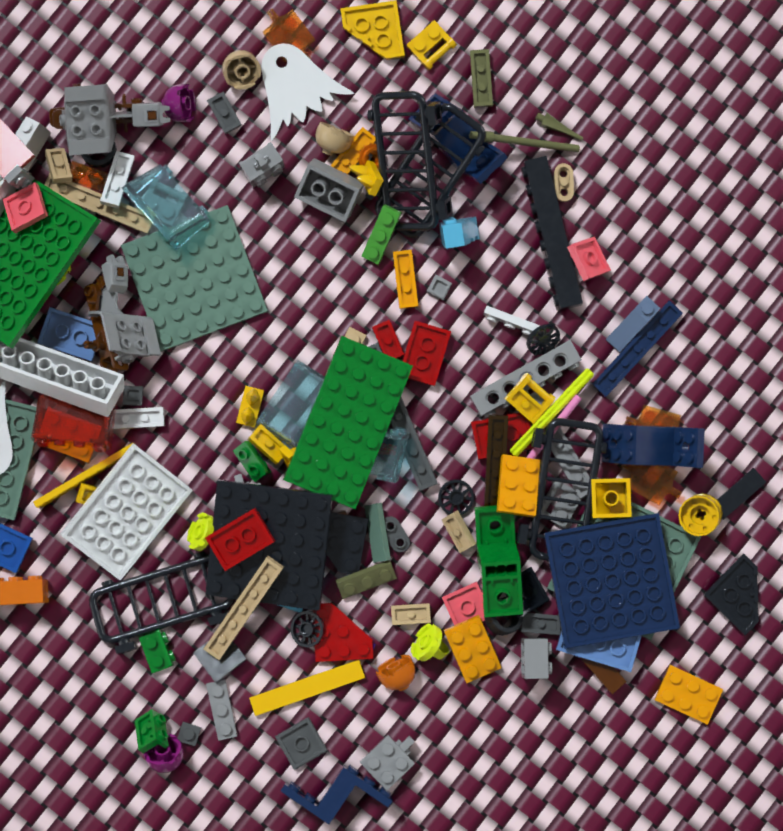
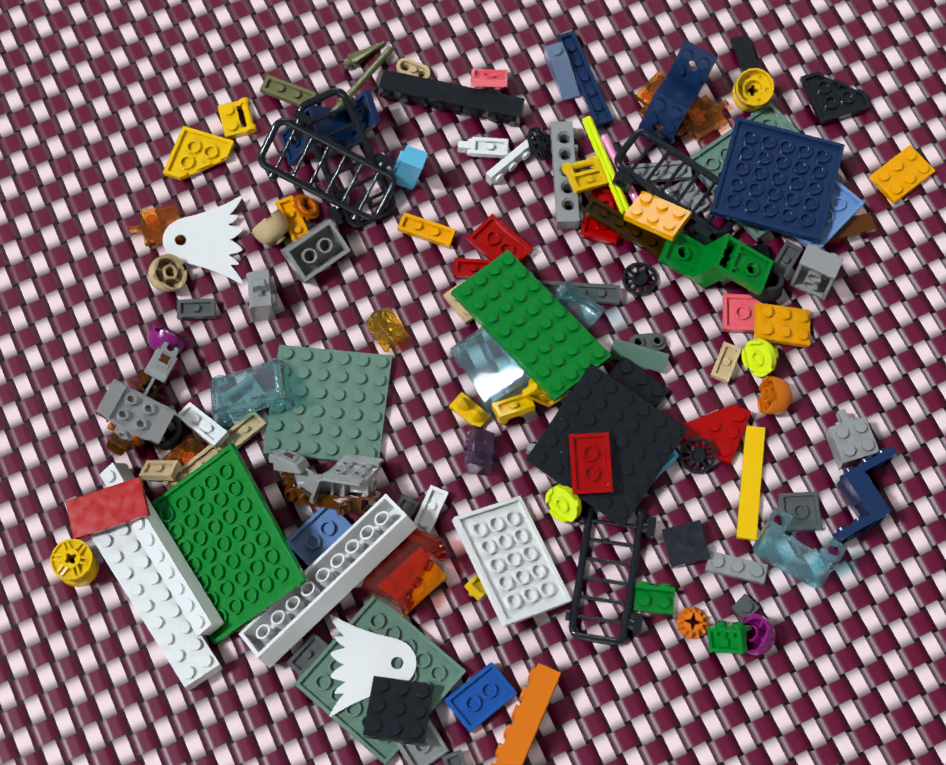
camera: 60 degrees left, 15 degrees down
(19, 178) = (153, 503): light grey plate -> none
(25, 207) = (182, 512): coral plate -> none
(81, 478) = (458, 586): yellow tile -> none
(161, 698) = (685, 628): none -> orange gear
(213, 434) = (480, 453): none -> clear purple slope
(243, 607) = (654, 494): tan plate -> none
(251, 461) = (520, 428): green bracket -> none
(252, 730) = (793, 556): none -> clear light blue windscreen
(290, 293) = (386, 328): none -> clear yellow bracket
(366, 579) = (676, 385): olive plate -> none
(368, 176) = (323, 209): yellow tile -> none
(381, 234) = (377, 228): bright green plate -> none
(439, 287) = (448, 208): light grey tile -> none
(458, 531) = (671, 288): tan plate -> none
(517, 291) = (484, 147): none -> white hinge
(611, 498) = (706, 146): yellow slope -> none

